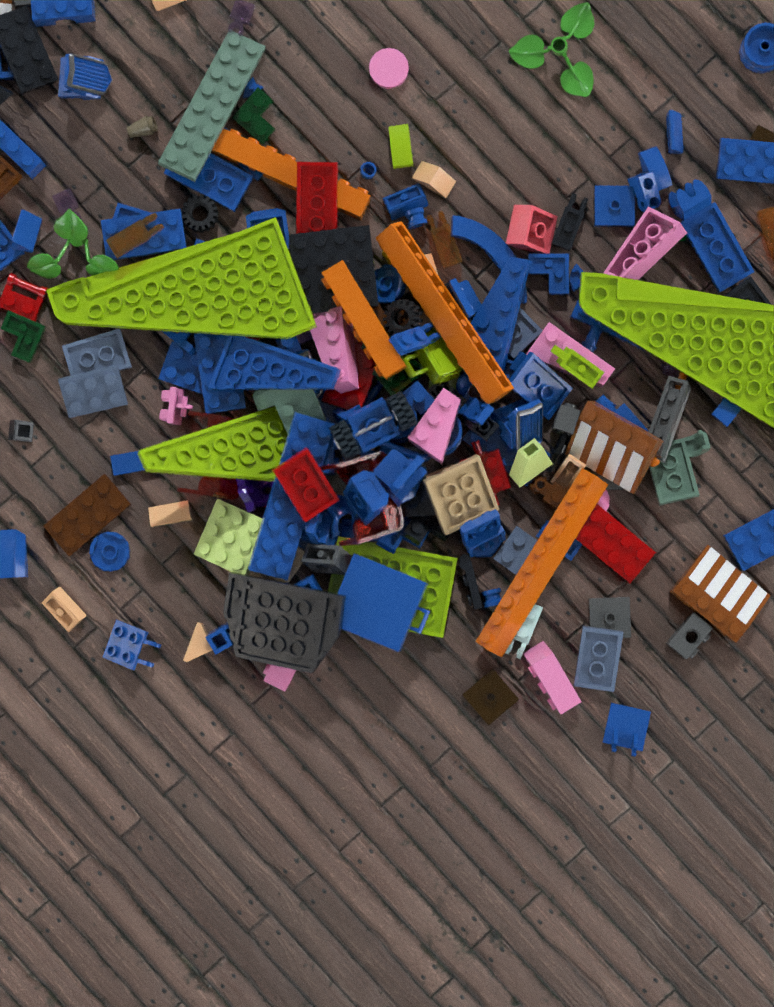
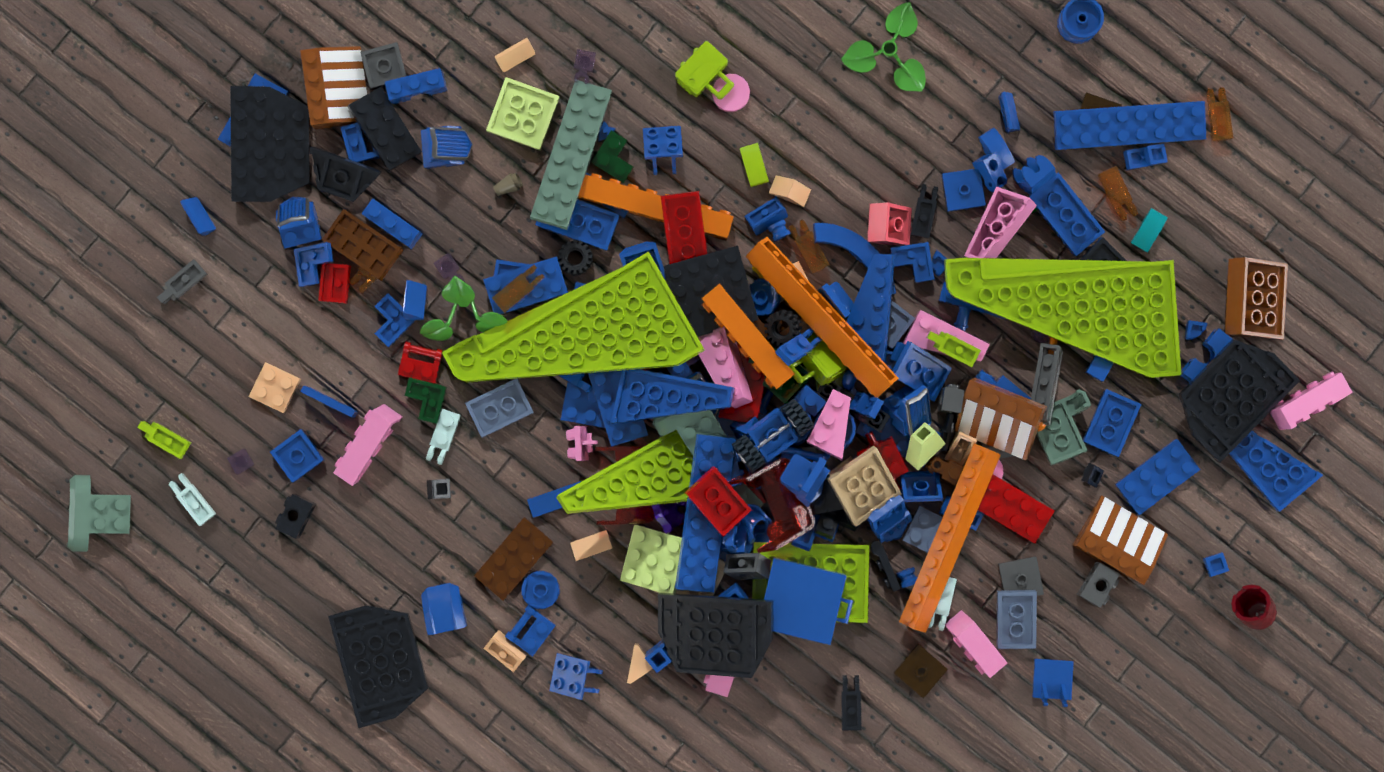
camera: 10 degrees left, 0 degrees up
(34, 375) = (443, 434): none -> light aqua hinge
(93, 391) = (501, 441): sand blue plate -> none
(97, 597) = (535, 635): none -> blue plate
(169, 56) = (523, 113): none -> yellowish green plate
(309, 108) = (662, 143): none -> blue plate
(363, 39) = (702, 69): none -> lime piece
(366, 495) = (776, 502): blue slope -> none
(369, 168) = (727, 189): blue hinge -> none
(412, 721) = (851, 705): none -> black hinge
(520, 506) = (920, 486): none -> blue slope
(701, 522) = (1092, 475): none -> black plate
(730, 471) = (1111, 422): none -> blue plate

